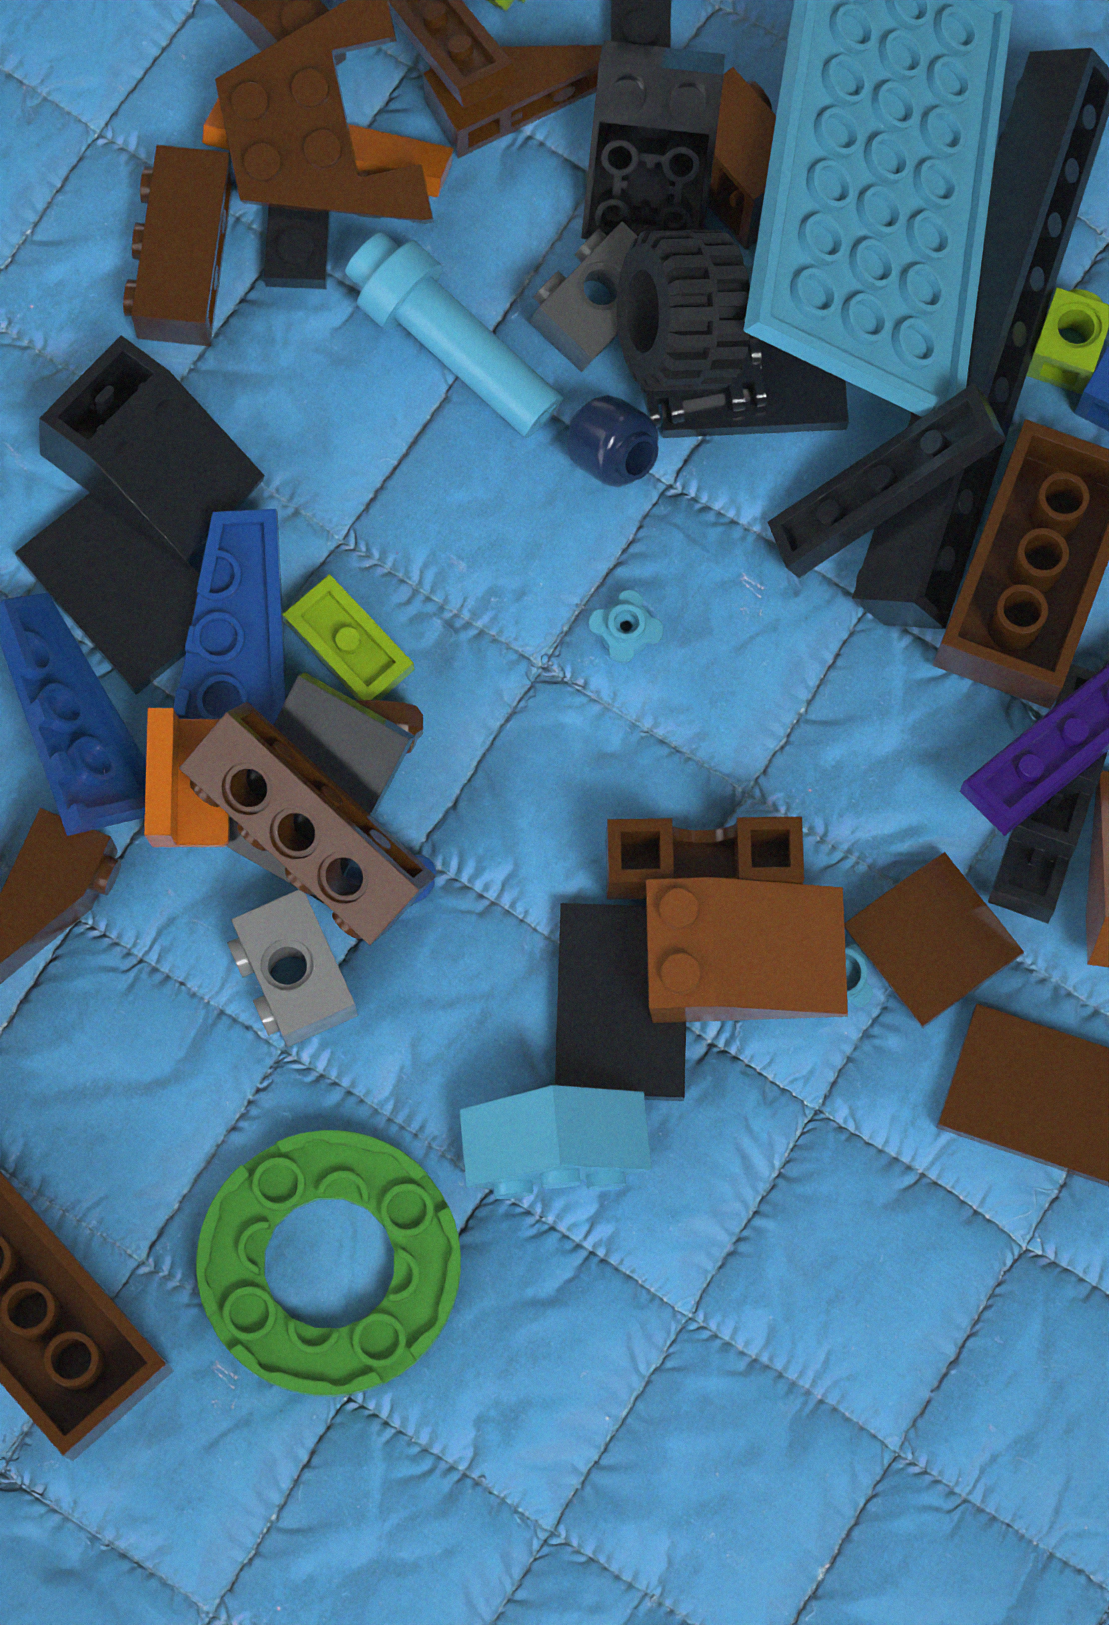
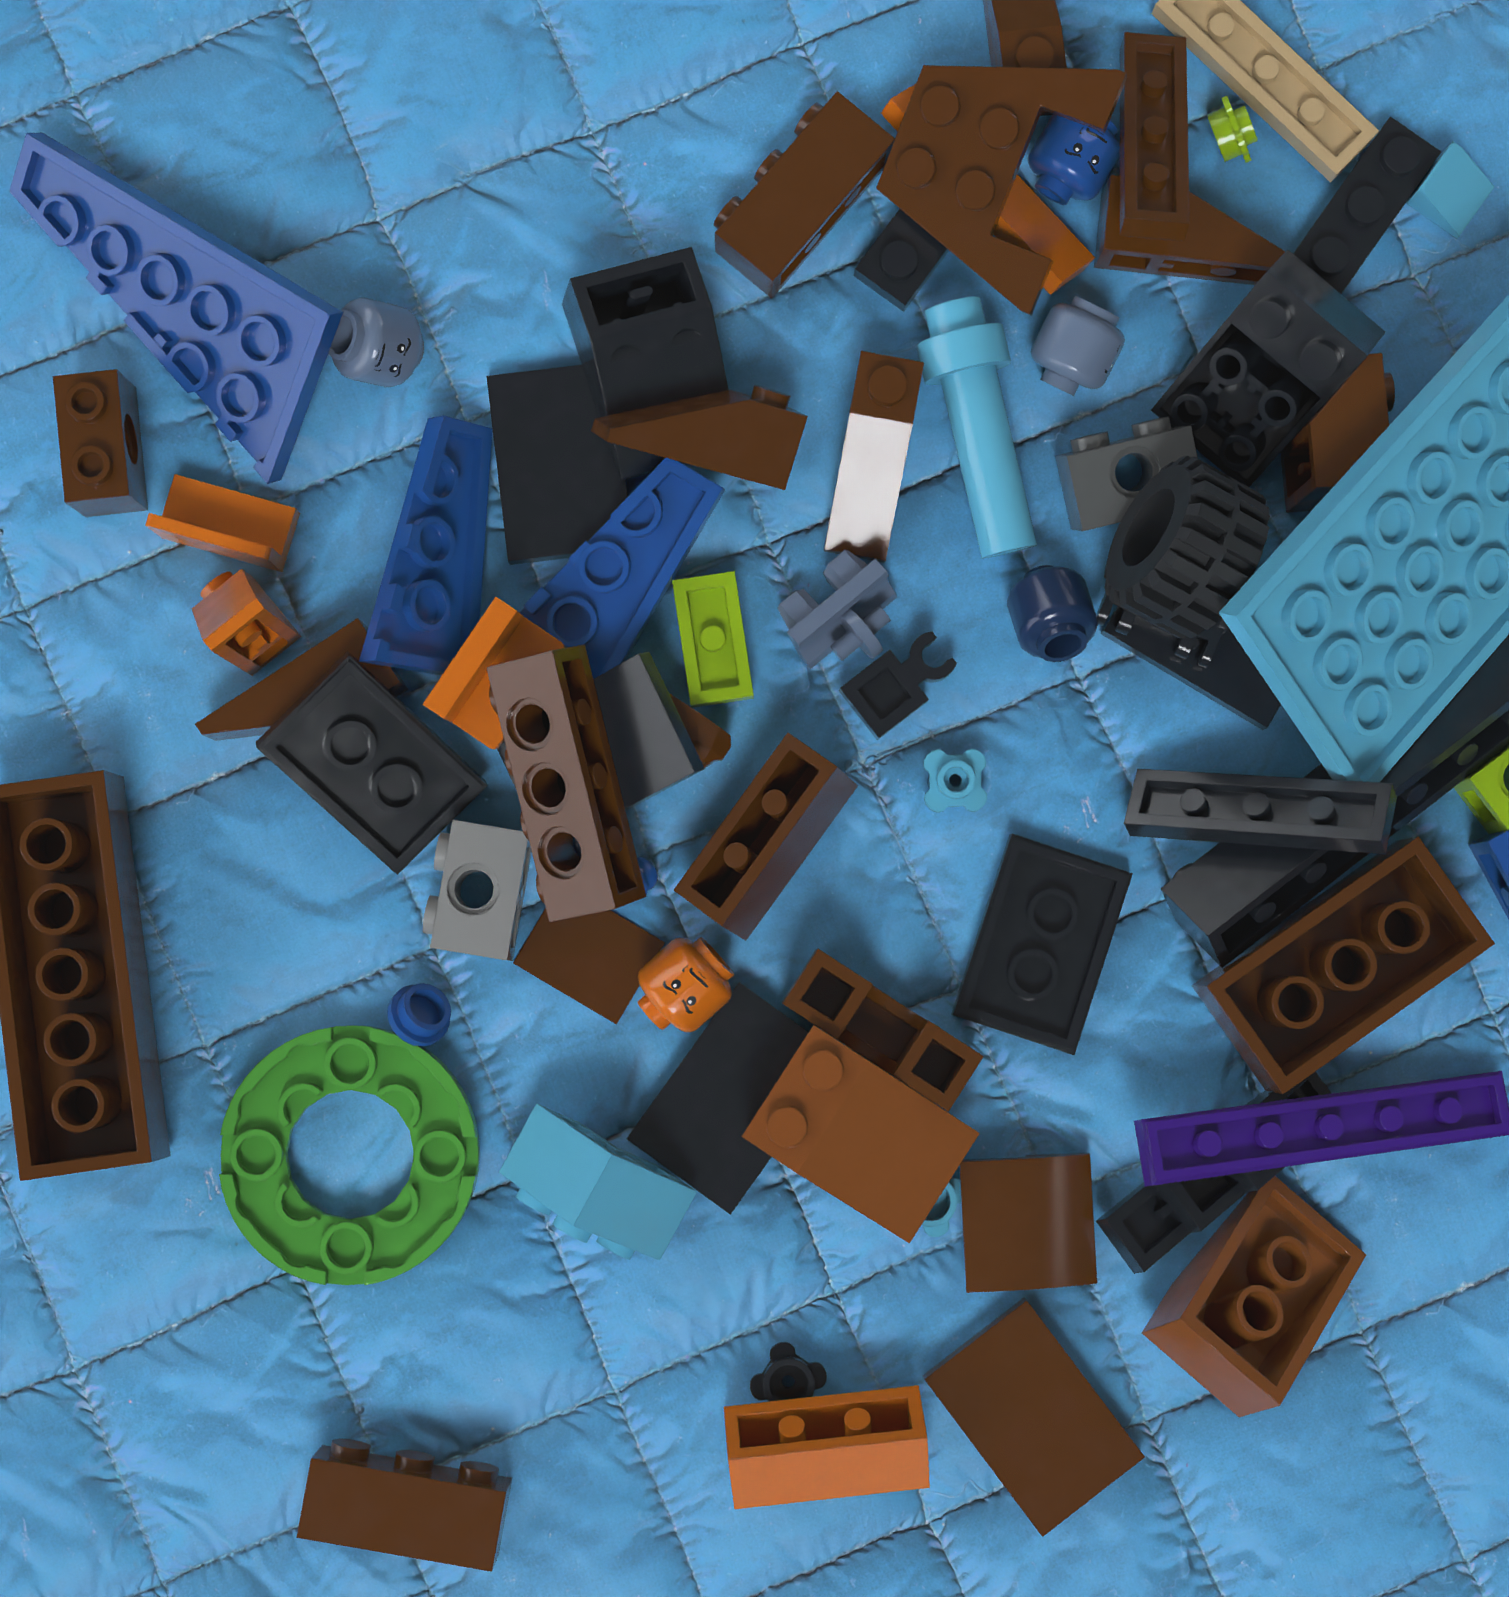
camera: 30 degrees right, 10 degrees up
(131, 919) = (371, 763): none -> black tile
(248, 465) = (716, 431): none -> reddish brown slope
(310, 1104) = (419, 1014): none -> blue plate
(380, 411) = (873, 455): none -> slope
(383, 82) = (1073, 159): none -> blue head
(420, 969) = (590, 959): none -> reddish brown sticker
(446, 555) = (846, 617): none -> sand blue hips
(487, 222) = (1077, 345): none -> sand blue head
(502, 765) = (766, 837): none -> reddish brown brick
(517, 931) = (684, 984): none -> orange head
(523, 587) = (890, 690): none -> black plate
(577, 1521) = (405, 1505): none -> reddish brown brick
(788, 712) = (1042, 944): none -> black tile
(841, 1191) = (786, 1362): none -> black plate
(896, 1228) = (827, 1447): none -> orange brick

